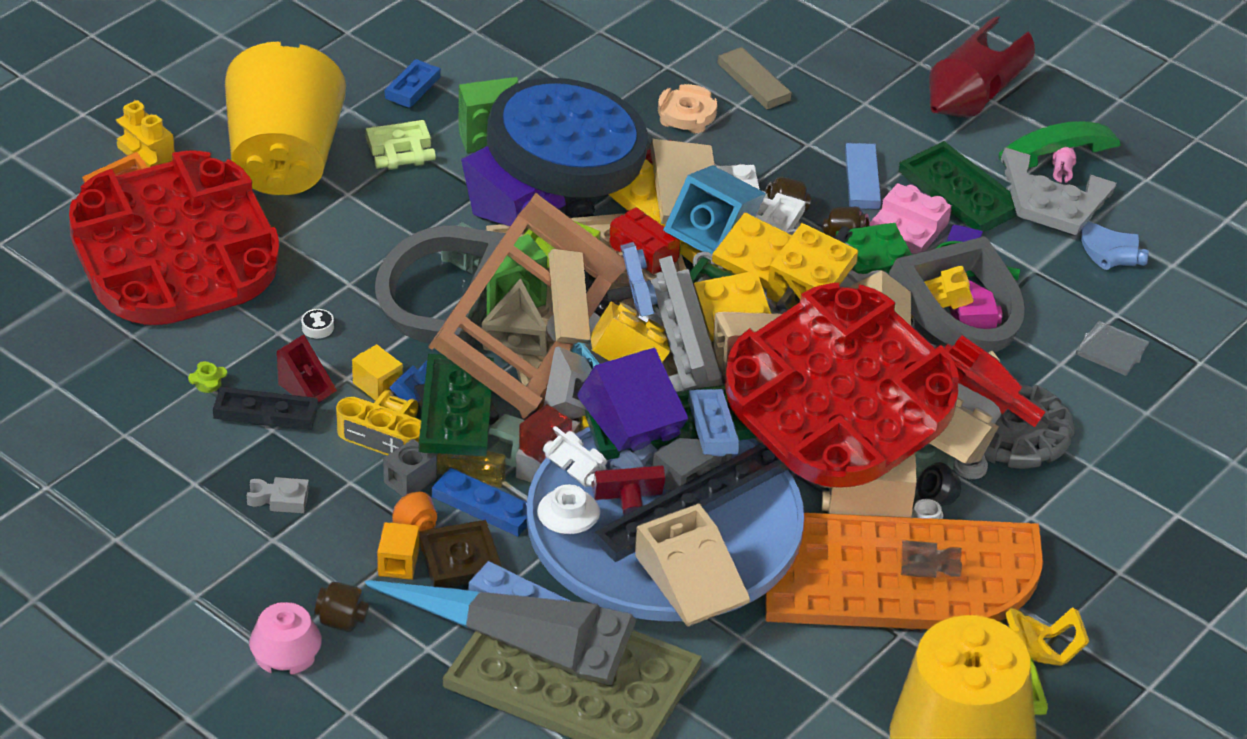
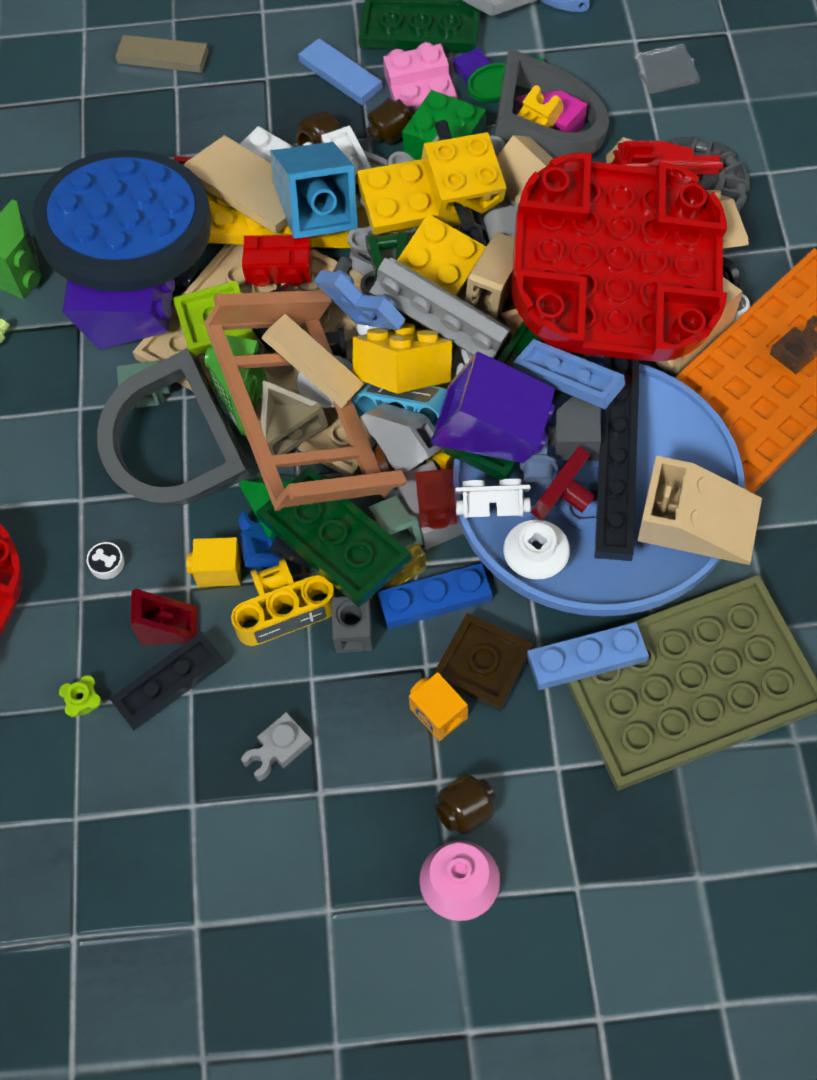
camera: 40 degrees left, 20 degrees up
(416, 510) = (411, 661): orange cone -> none
(563, 633) = (667, 659): dark grey plate -> none
(674, 110) = (151, 131): light nougat plate -> none

